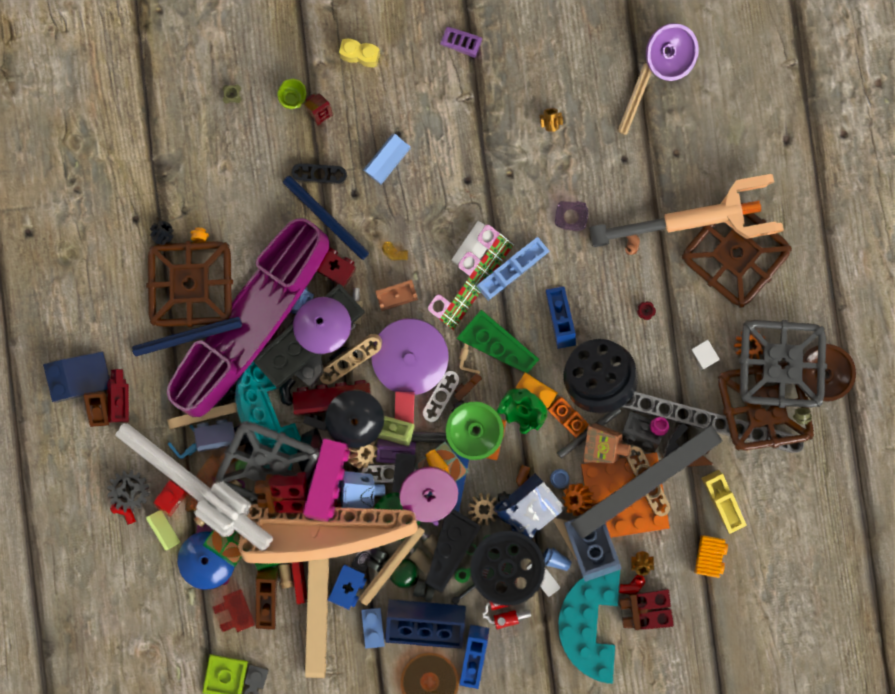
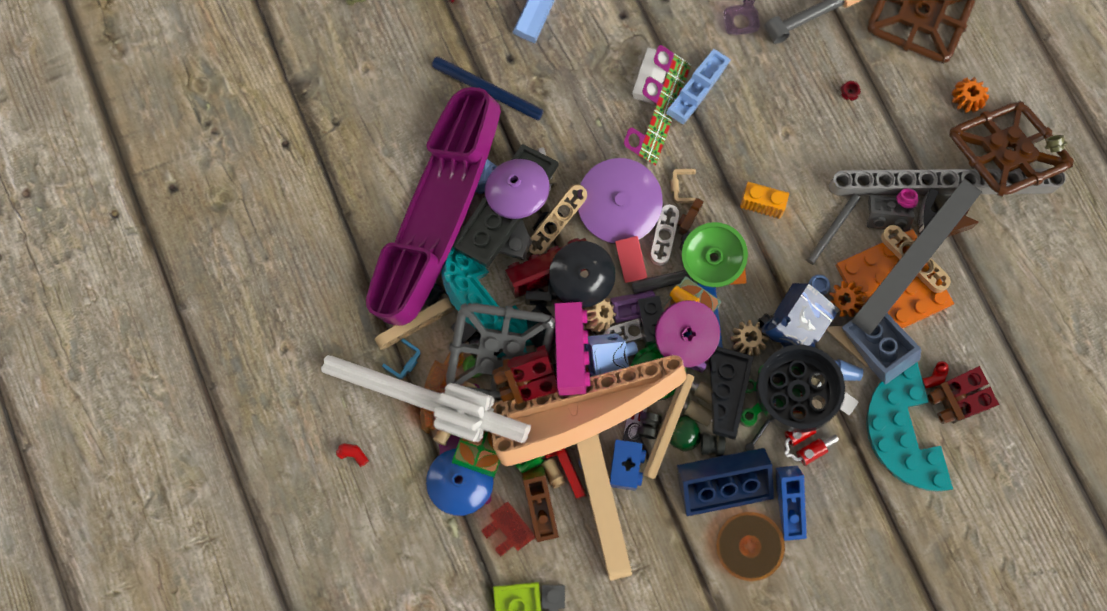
camera: 15 degrees left, 10 degrees down
(77, 376) = (262, 321): dark blue slope -> none
(96, 408) = (293, 347): reddish brown slope -> none
(118, 397) = (313, 330): dark red hinge -> none
(120, 493) = (345, 435): dark grey gear -> none
(161, 232) = (316, 146): black gear -> none
(163, 530) = (402, 461): yellowish green slope -> none
(170, 498) = (401, 421): red torso -> none
(179, 276) = (371, 198): reddish brown plate -> none
(187, 336) = (372, 244): dark blue axle -> none
(199, 235) = (358, 140): light orange plate -> none
(214, 436) = (430, 342): sand blue slope -> none
(284, 392) = (495, 275): black arm -> none
(304, 178) = (481, 38): black beam -> none
(341, 275) = (522, 133): dark red brick -> none
(373, 628) = (668, 504): medium blue plate -> none
(392, 253) = (569, 105): clear yellow arm -> none
(396, 295) = (585, 144): nougat hinge -> none
(397, 431) = (630, 282): yellowish green slope -> none
(496, 342) = (705, 163): green wing -> none
(522, 475) = (778, 292): dark orange arm -> none
(528, 418) = (763, 230): green plate -> none
(561, 317) = (766, 120): blue slope -> none
(568, 417) = (806, 220): orange slope -> none
(604, 445) = (857, 233): nougat torso -> none
(605, 396) = (829, 161): black wheel -> none
(632, 244) = (813, 30): nougat arm -> none
(642, 563) = (939, 347): pearl gold gear -> none
(705, 355) = (929, 115): white panel -> none
(710, 556) = (1009, 320): light orange brick -> none
(724, 501) = (1001, 259): light yellow slope -> none
(791, 354) = (1022, 90): dark grey plate -> none
(840, 372) = (1064, 89): reddish brown dish -> none

